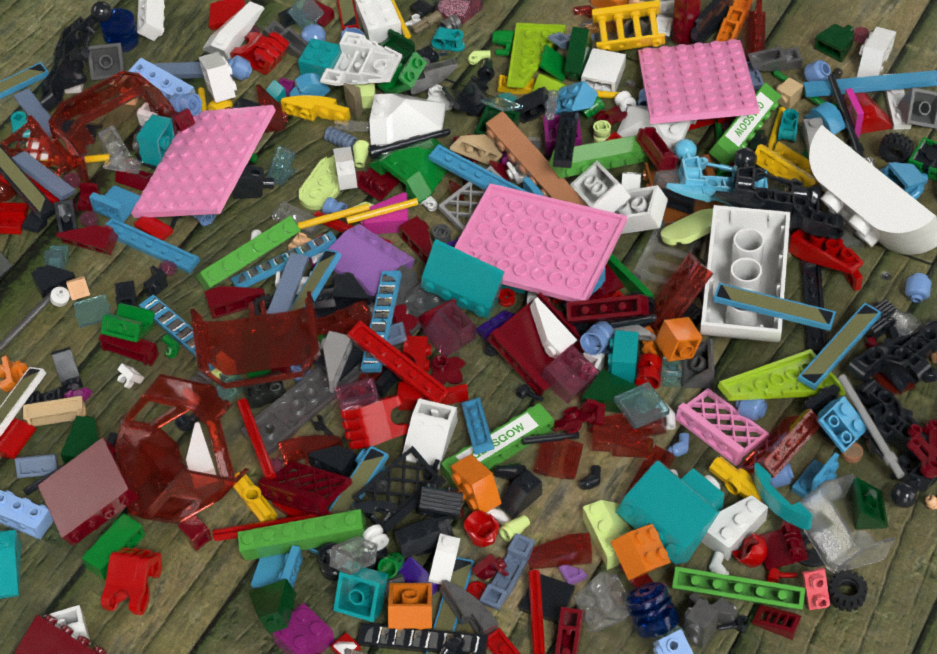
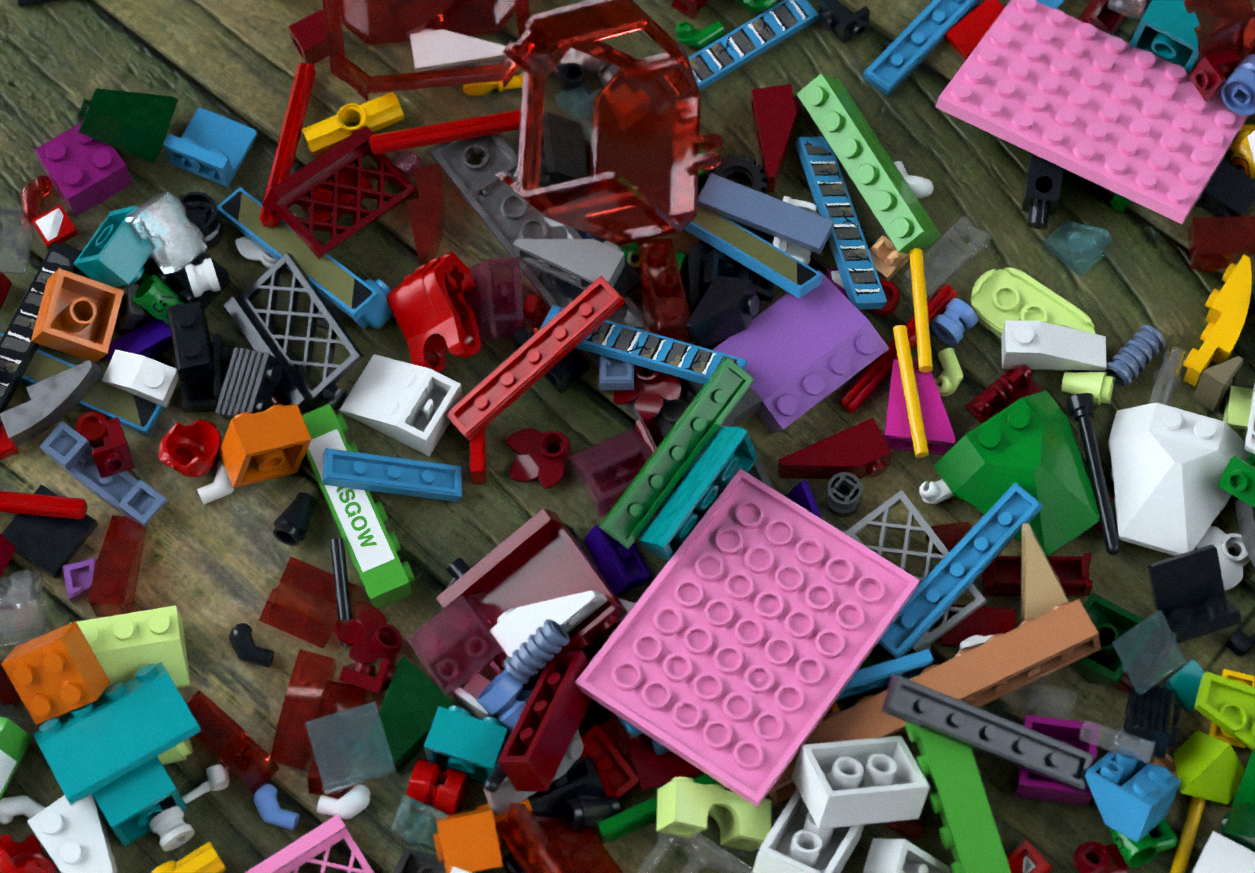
camera: 100 degrees right, 15 degrees up
(168, 267) = (880, 40): clear pink plate -> none
(303, 533) = (243, 178): bright green brick -> none
(321, 426) = (476, 243): black hand -> none
(334, 459) = (389, 251): black slope -> none
(369, 507) = (257, 267): black slope -> none
(417, 350) = (580, 410): red arch -> none
(441, 291) = (676, 453): none -> green tile
(510, 528) = (187, 503): yellowish green cone -> none
(521, 494) = (247, 527): black slope -> none
(571, 322) = (536, 651): none -> sand blue piece
(601, 131) = (1053, 849): yellowish green wheel -> none
(631, 251) = (686, 805): none -> yellowish green arch

